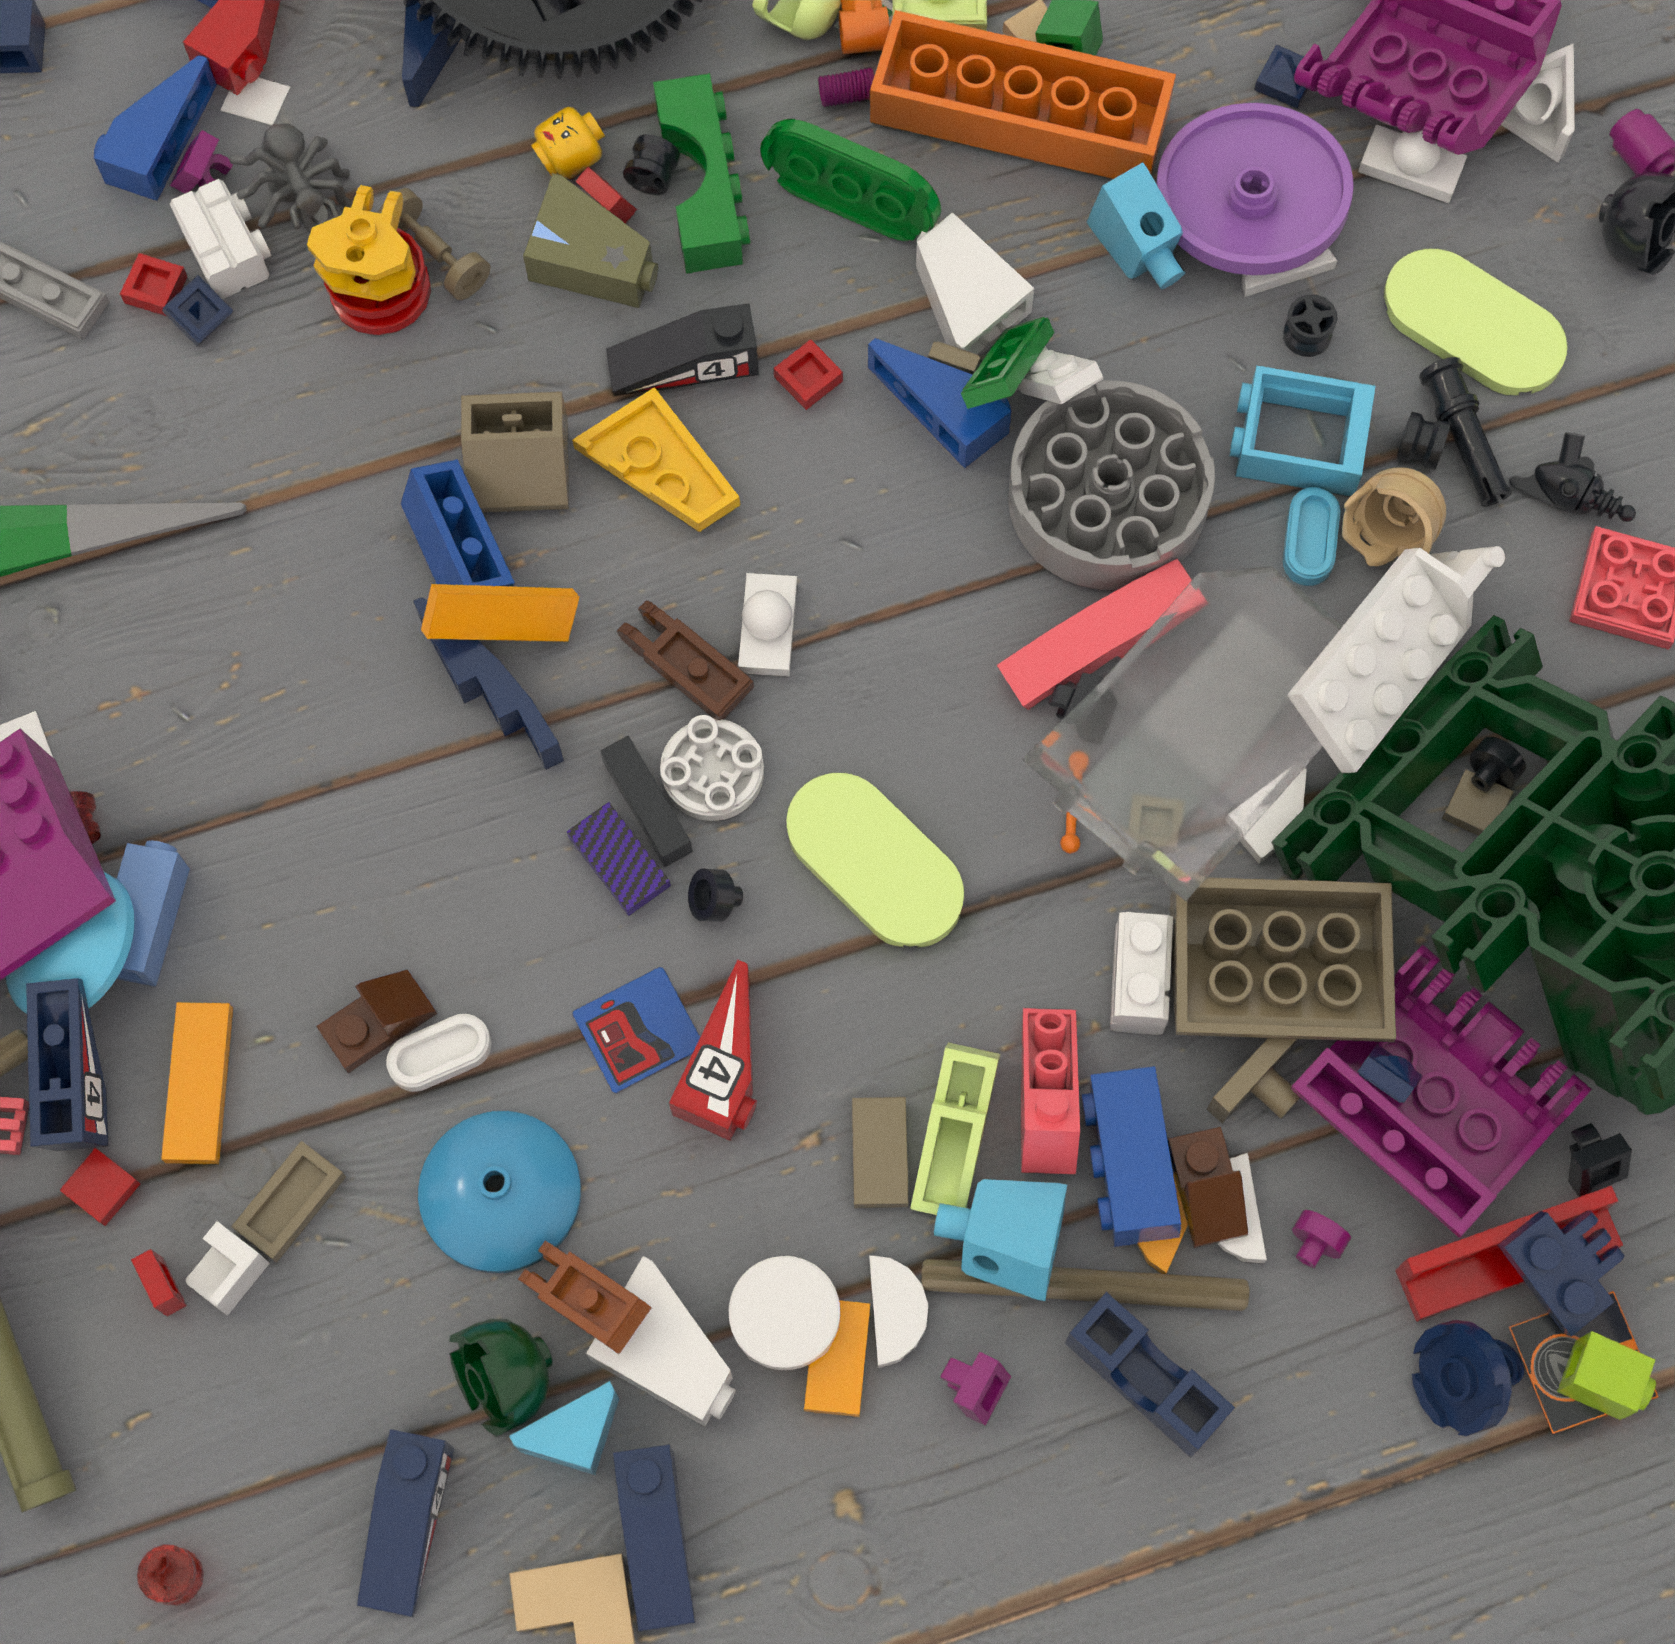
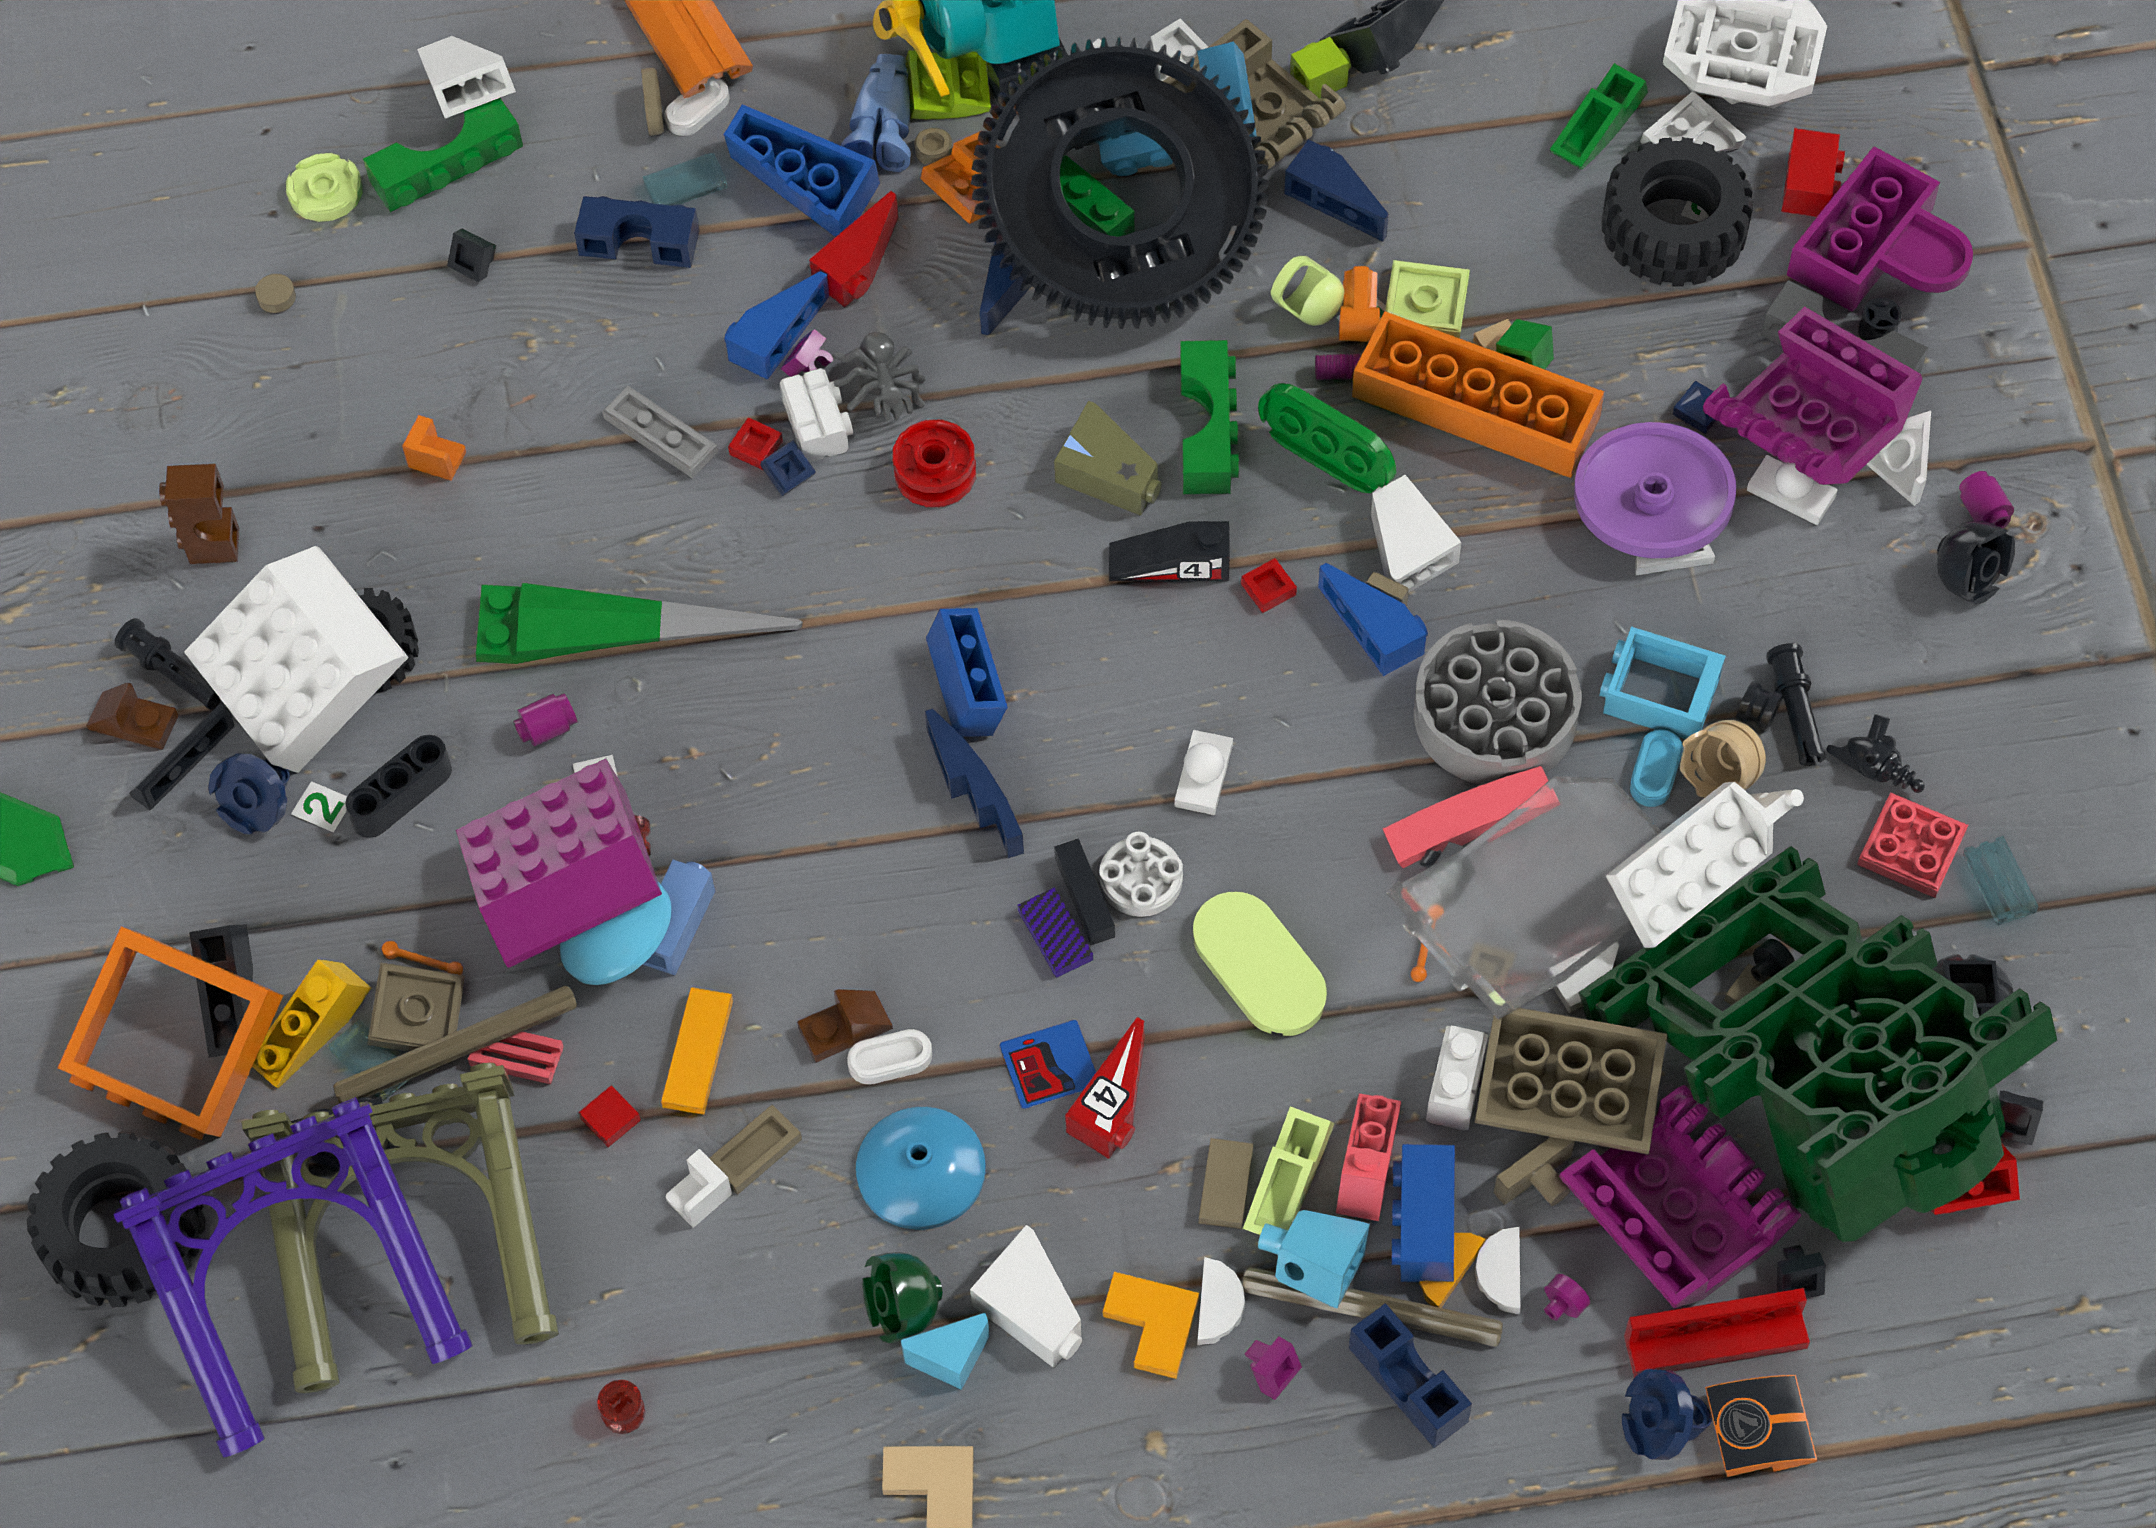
camera: 10 degrees right, 10 degrees down
(64, 1069) = (599, 1019): dark blue slope -> none
(158, 1282) = (645, 1191): red tile -> none
(257, 101) = (859, 313): white sticker -> none
(364, 246) = (929, 433): yellow hinge -> none
(403, 1521) = (808, 1394): dark blue slope -> none
(465, 274) = (1007, 468): dark tan wheel -> none
(499, 613) = (992, 728): light orange tile -> none
(516, 450) = (1025, 609): dark tan slope -> none
(568, 142) = (1104, 379): yellow head -> none
(588, 1298) = (978, 1247): dark orange hinge -> none
(606, 195) = (1128, 423): red tile -> none
(651, 164) = (1169, 405): black wheel -> none
(654, 1537) = (1000, 1436): dark blue slope -> none
(661, 460) = (1138, 633): yellow wing -> none
(688, 662) = (1135, 791): reddish brown hinge -> none
(713, 895) = (1126, 969): black tile -> none
(784, 1313) = (1130, 1286): white tile -> none
(1007, 362) = (1429, 595): green tile -> none
(1059, 376) = (1462, 609): white hinge -> none
(1138, 226) = (1554, 506): medium azure torso -> none
(1208, 1187) = (1482, 1245): reddish brown slope -> none
(1319, 316) = (1690, 596): black wheel -> none
(1390, 1073) = (1641, 1178): dark blue tile -> none
(1475, 317) = (1823, 618): yellowish green tile -> none
(1564, 1267) = (1753, 1343): dark blue hinge -> none
(1608, 1376) = (1774, 1430): lime brick -> none

